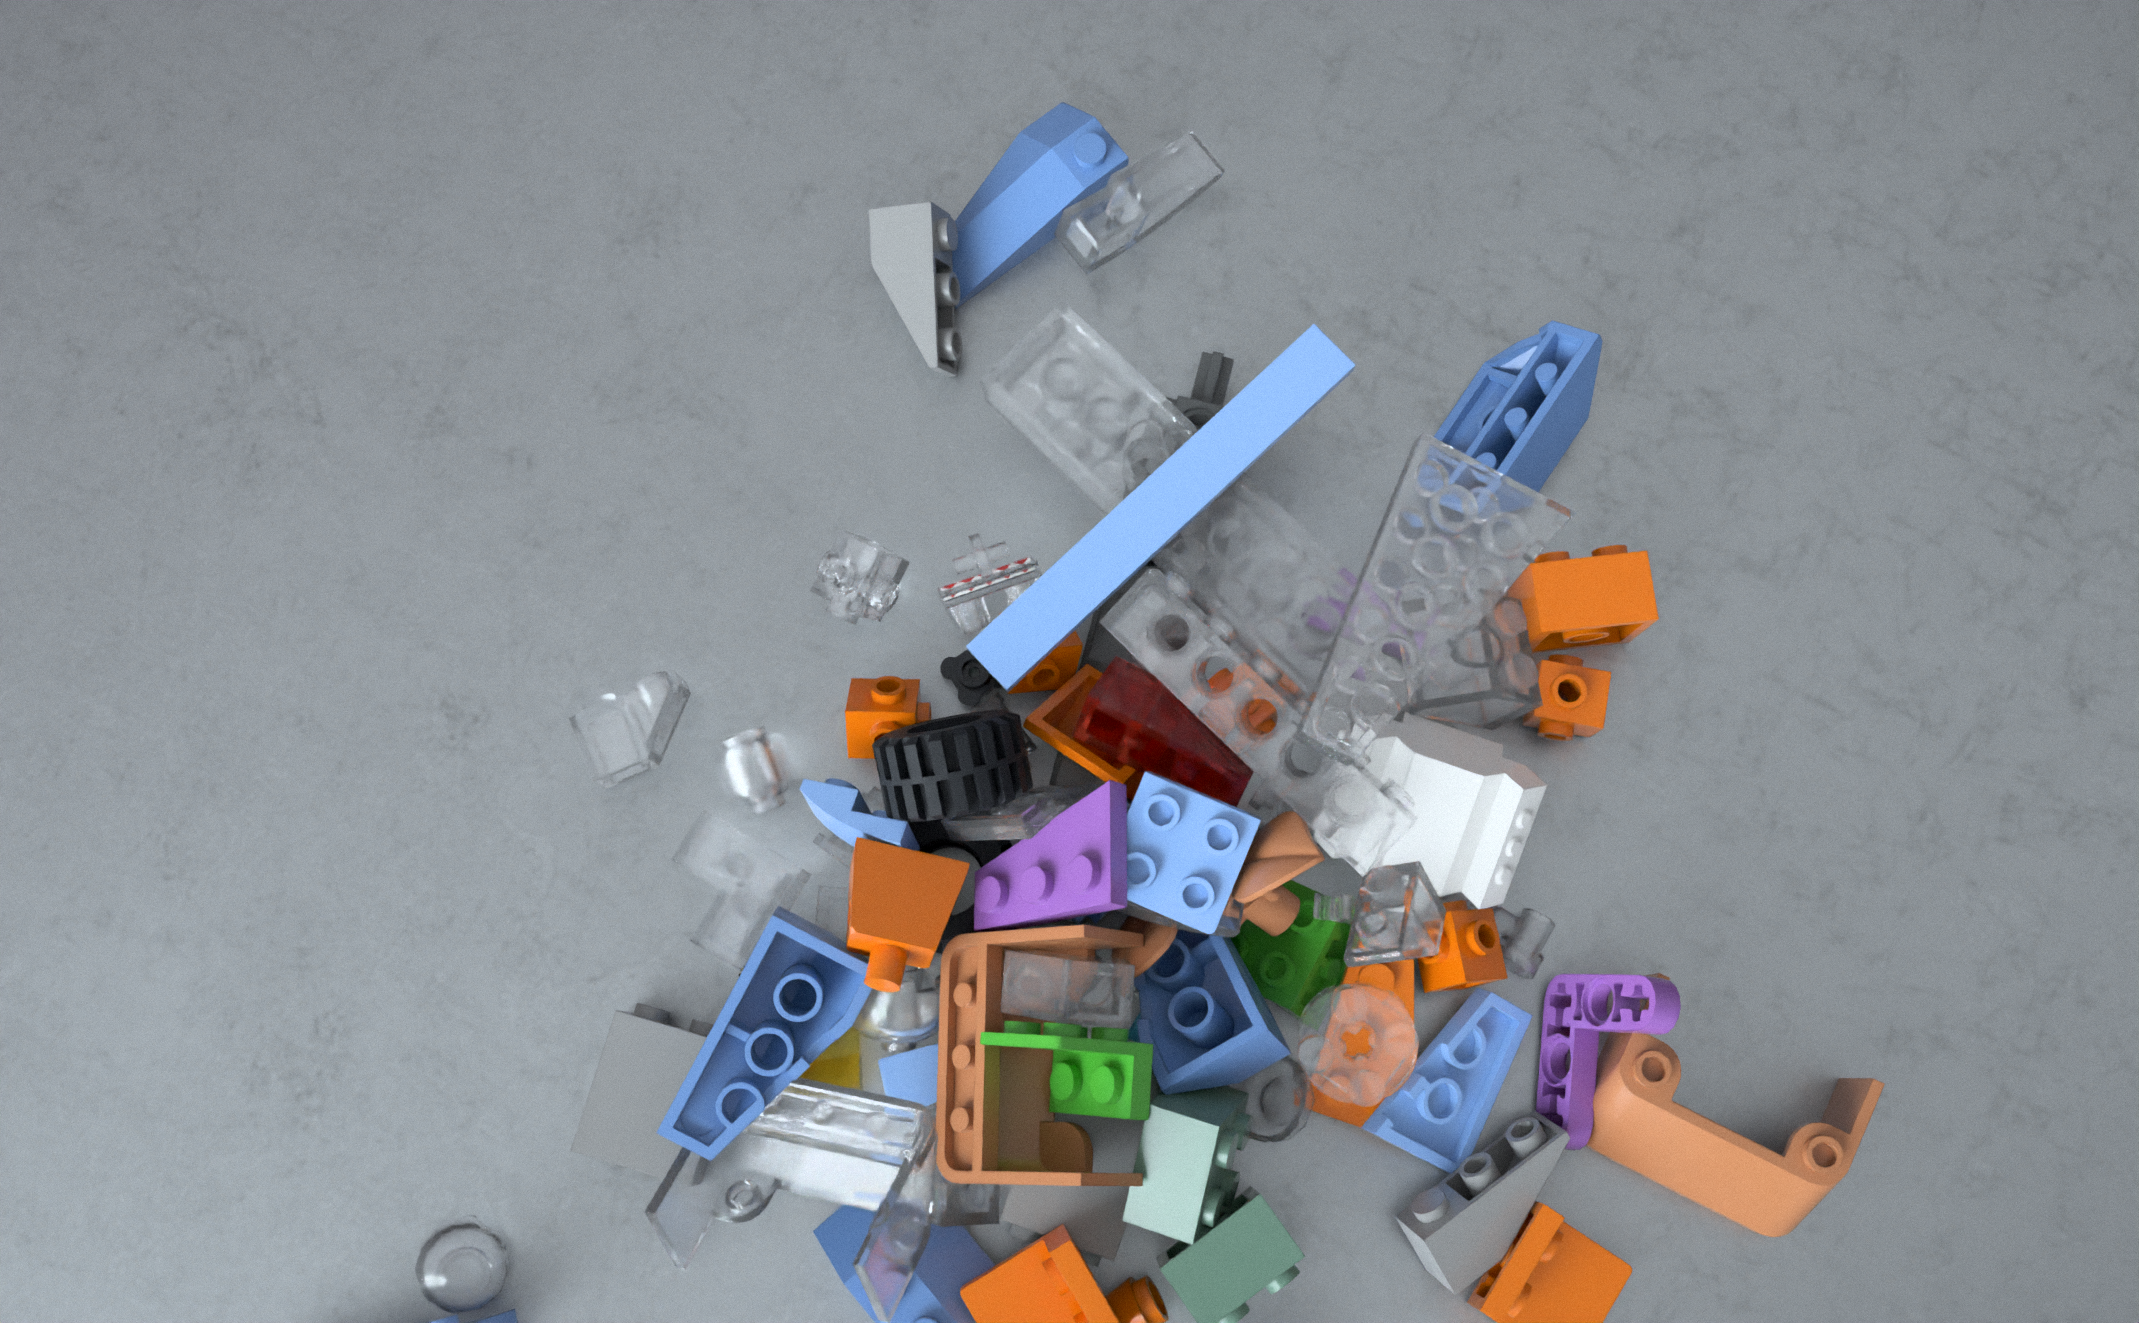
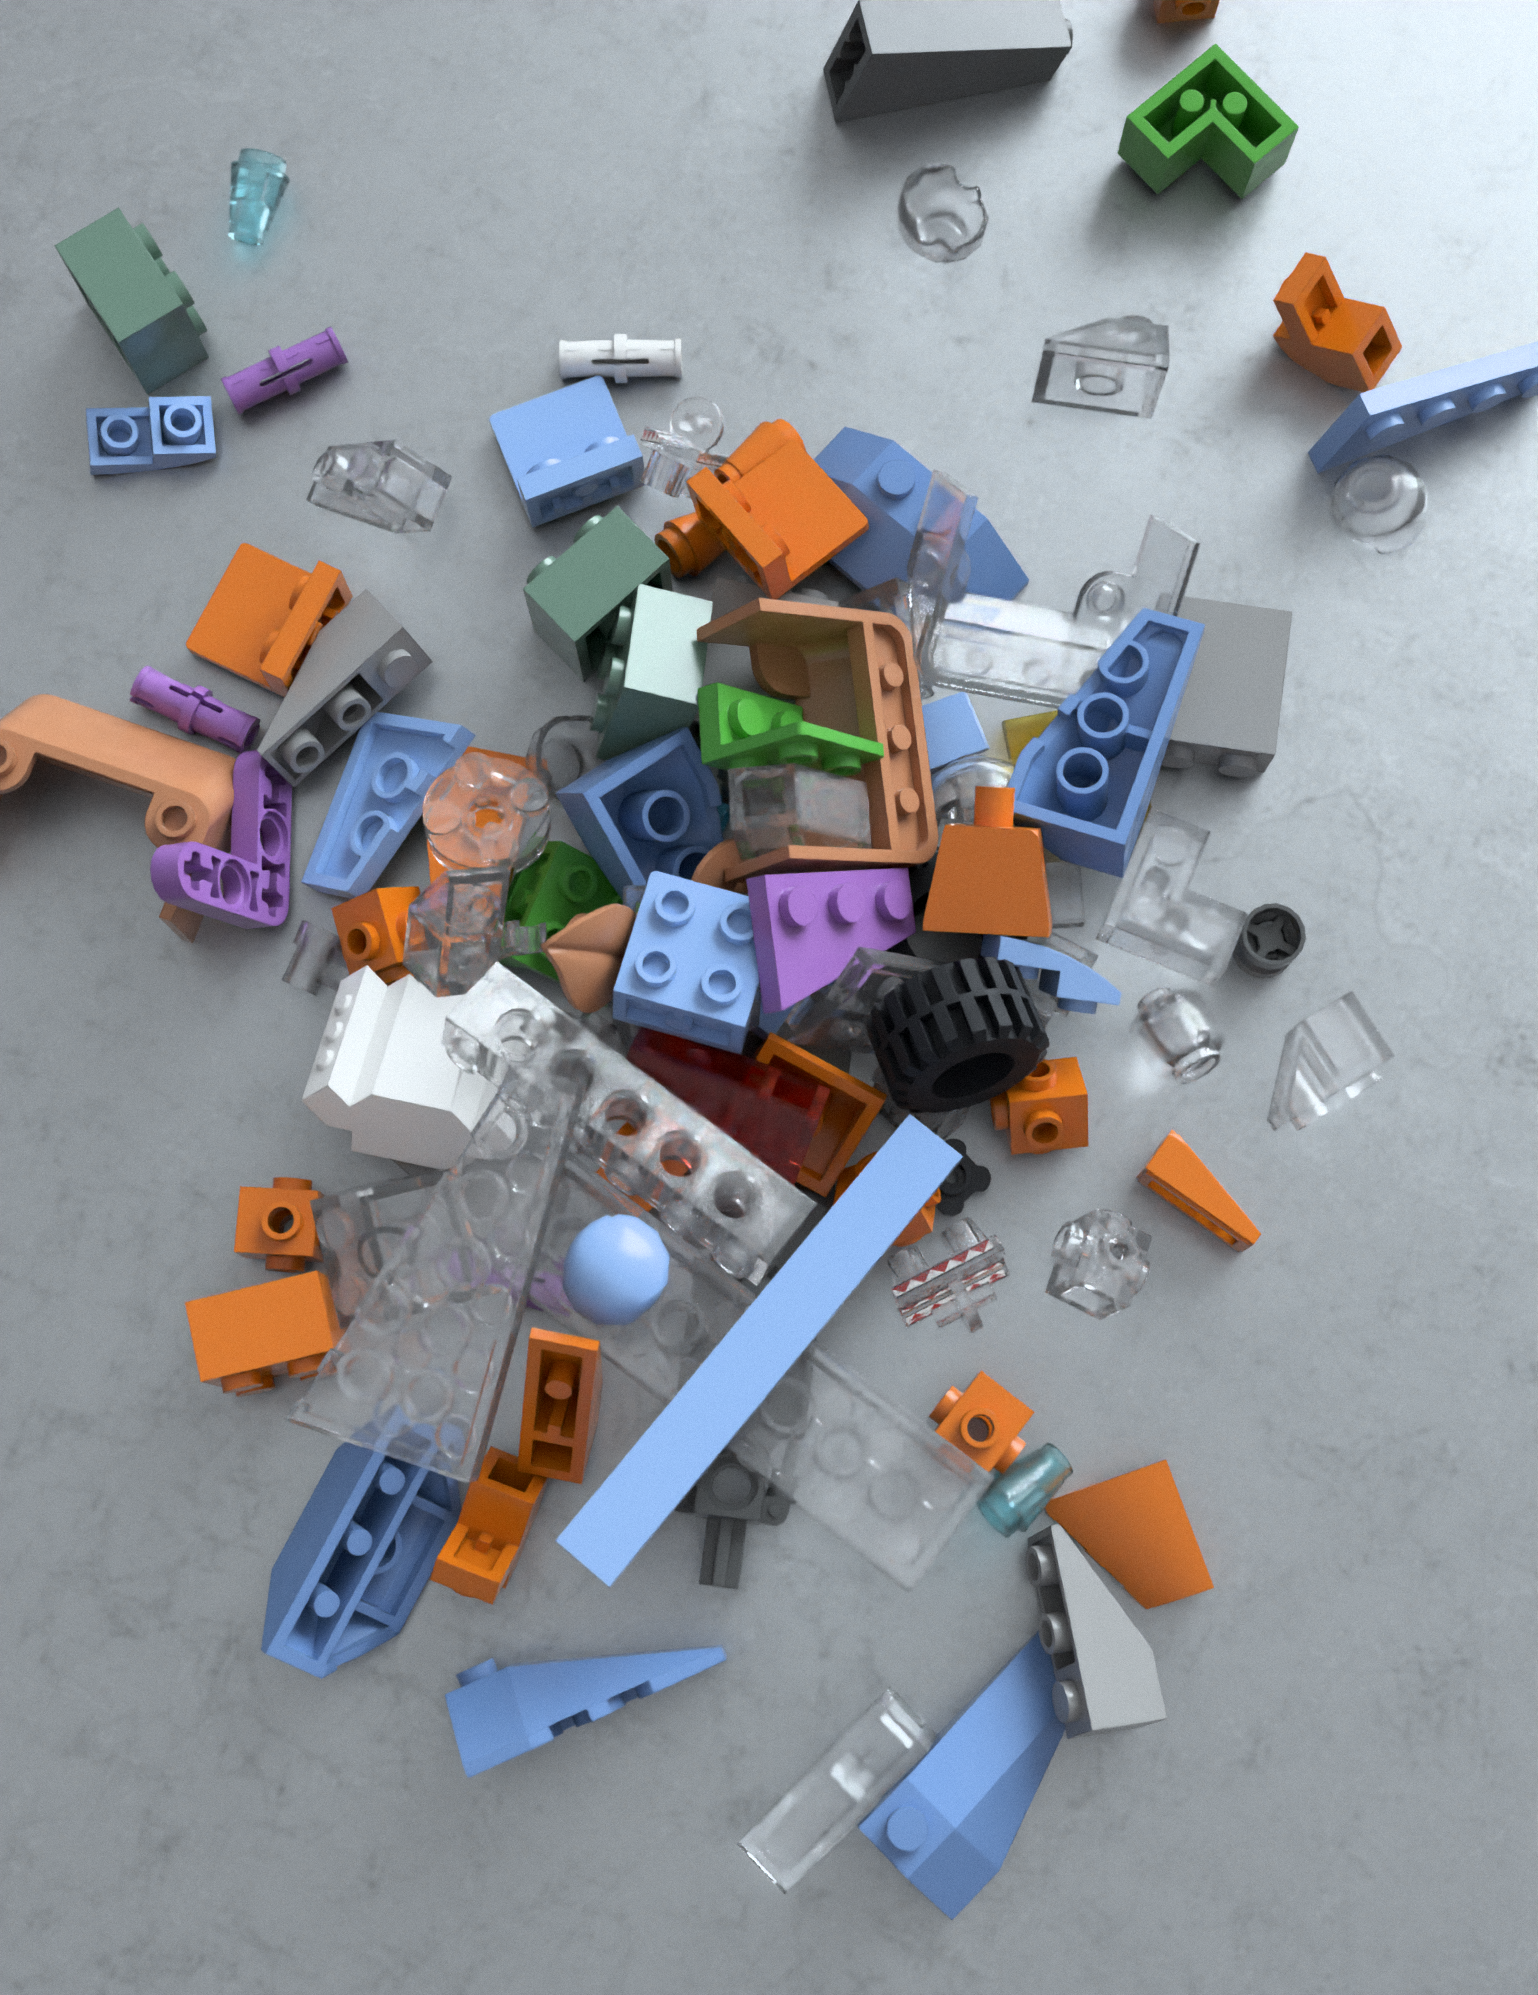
camera: 170 degrees right, 0 degrees up
(647, 839) = (1276, 930): none -> dark grey wheel
(774, 642) = (1190, 1187): none -> orange slope
(867, 364) = (1137, 1534): none -> orange slope
(952, 408) = (1024, 1490): none -> clear light blue cone
(983, 457) = (996, 1408): none -> orange brick
(1281, 586) = (615, 1270): none -> light blue hair
(1339, 501) = (559, 1405): none -> orange slope
(1380, 289) = (533, 1702): none -> medium blue wedge
(1406, 412) = (490, 1529): none -> orange brick
(1626, 1201) = (194, 709): none -> medium lavender pin

